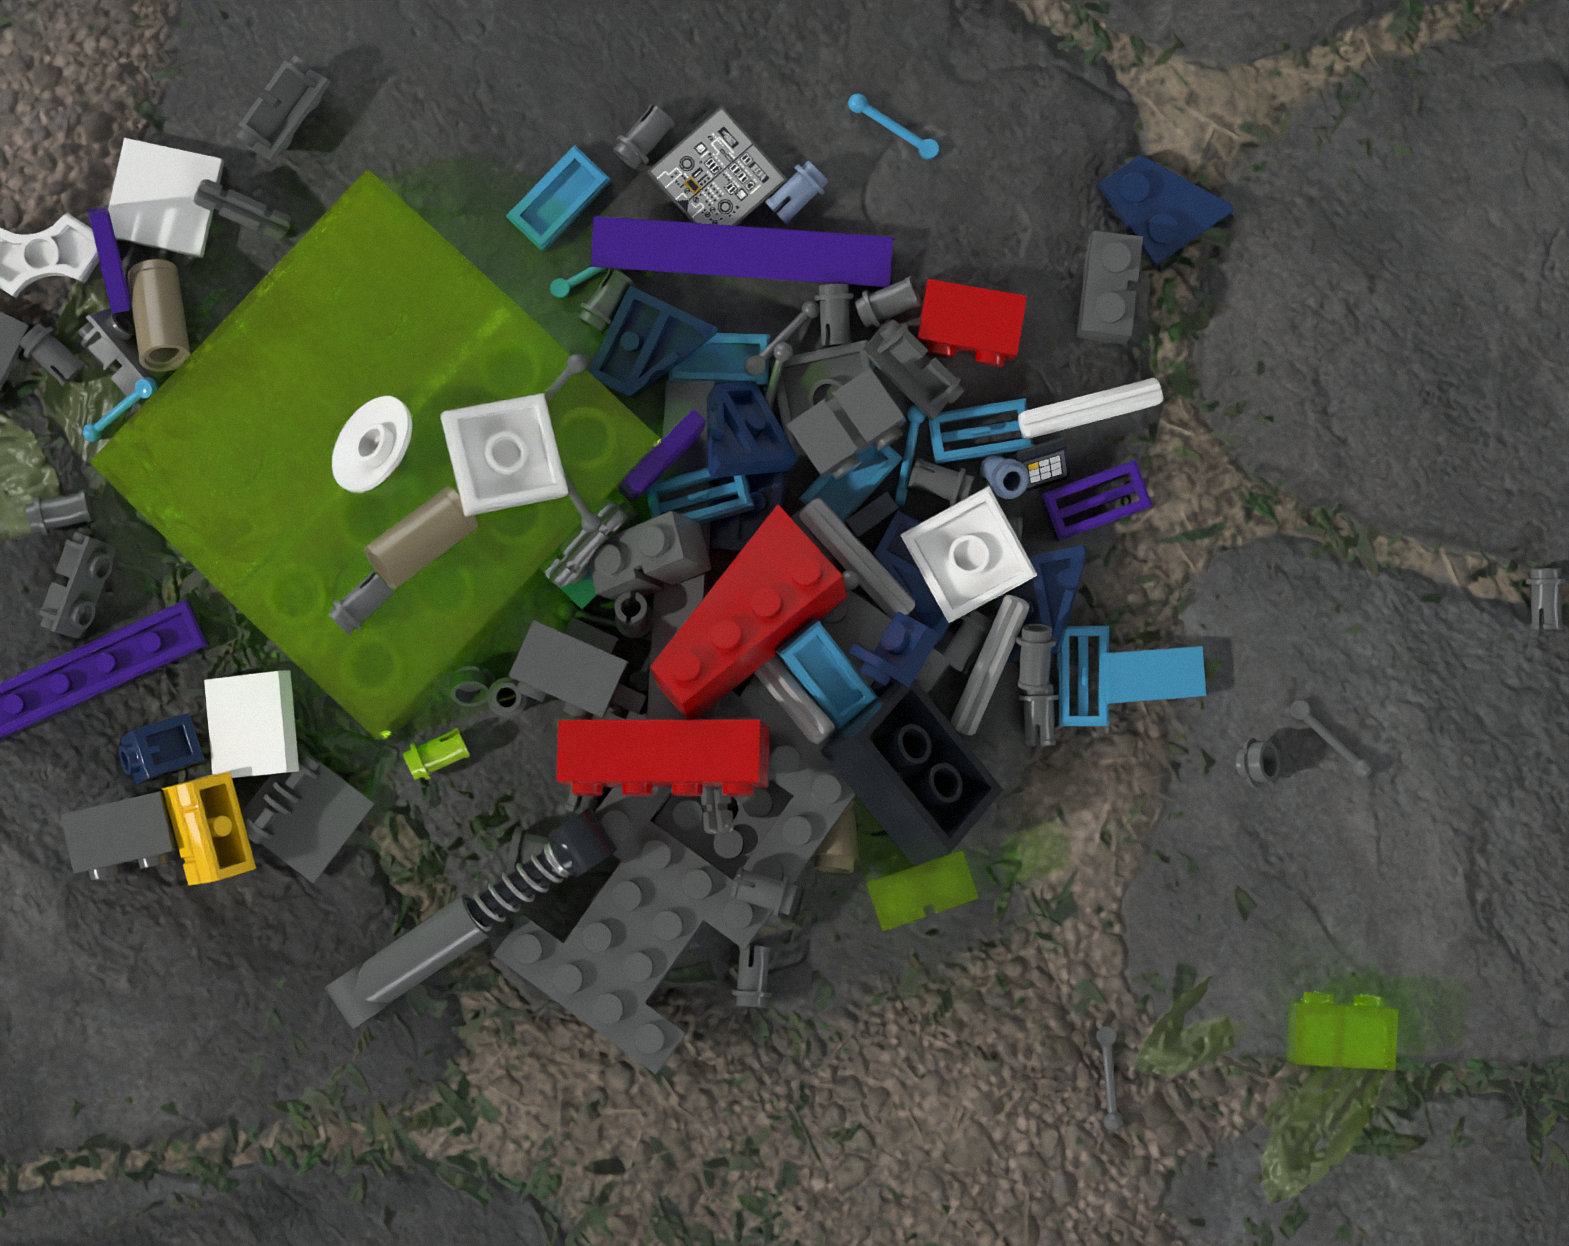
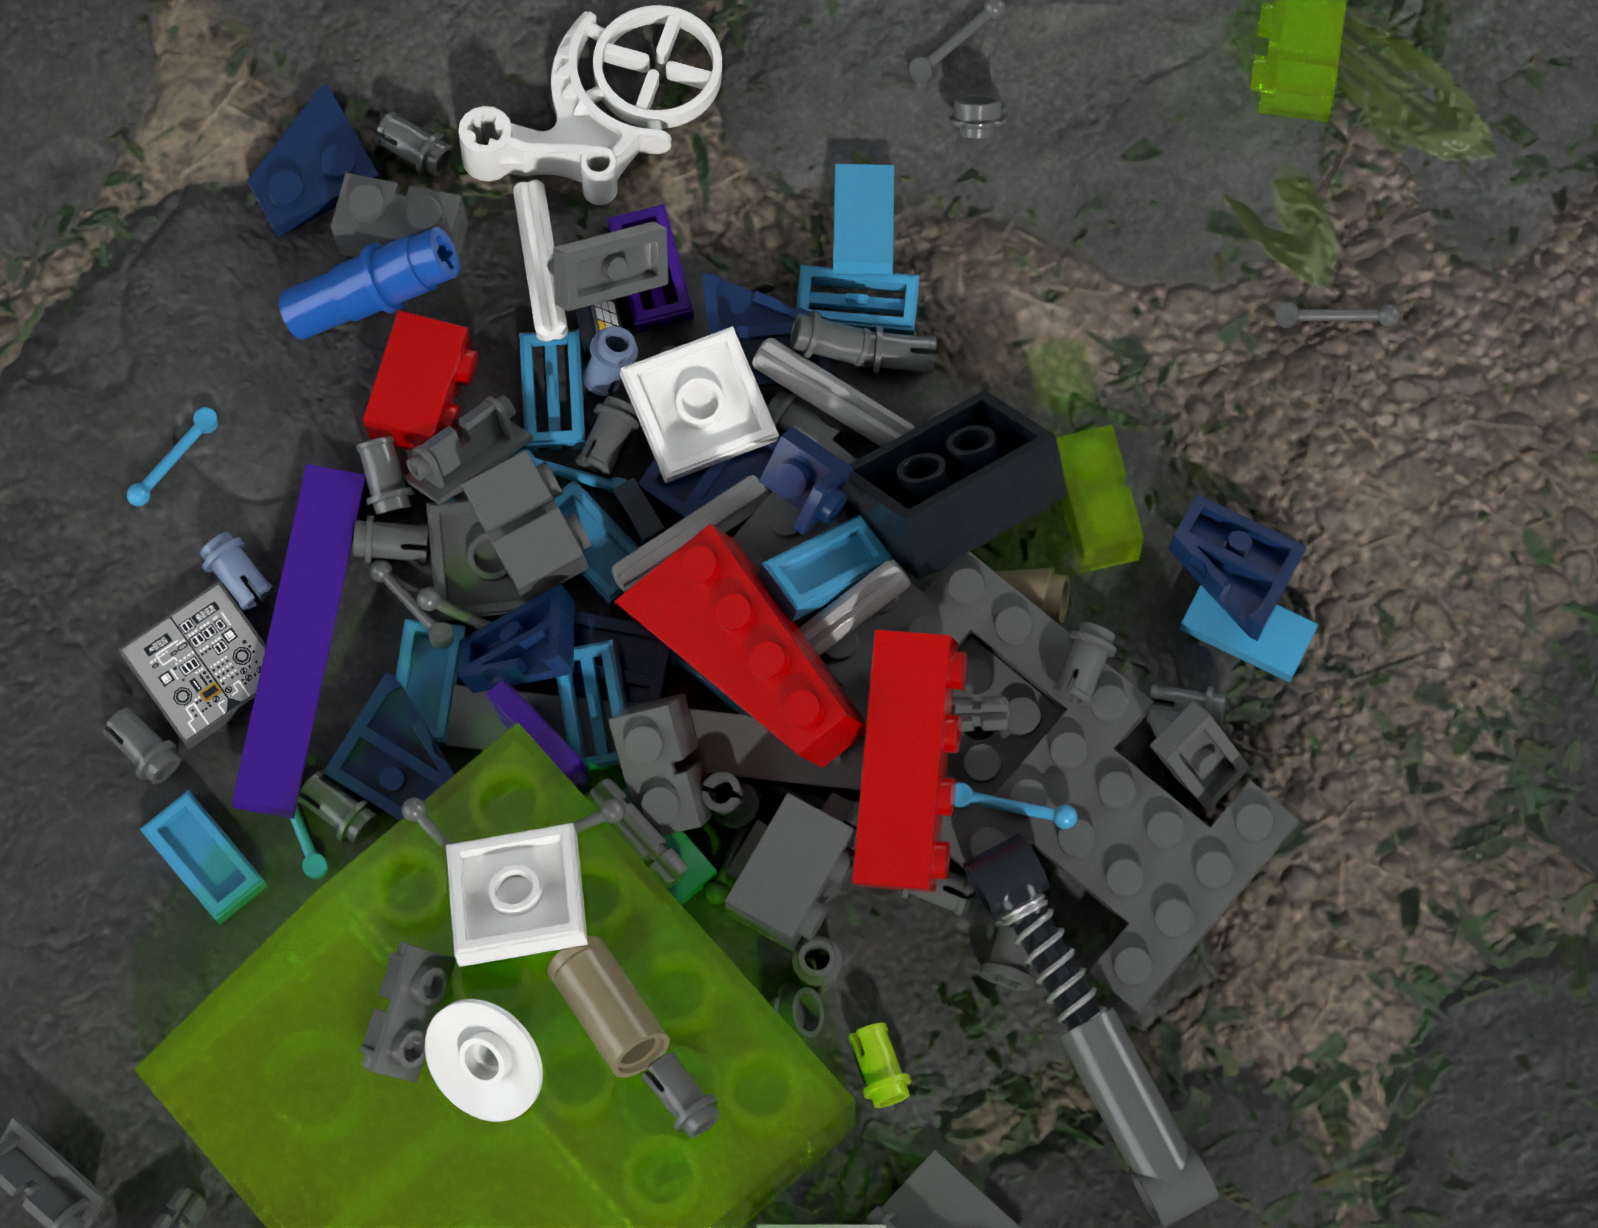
camera: 75 degrees left, 15 degrees down
(392, 373) = (416, 989): none -> dark grey hinge
(639, 884) = (1063, 816): none -> dark azure hinge
(706, 985) = (1196, 752): none -> dark grey tile
(828, 1022) = (1275, 652): none -> dark azure tile
(877, 1009) = (1236, 561): none -> dark blue wing
(1047, 270) = (370, 283): none -> blue piece
(1078, 466) = (609, 266): none -> dark grey tile
(1186, 290) = (412, 143): none -> dark grey pin
(1205, 431) = (585, 139): none -> white piece

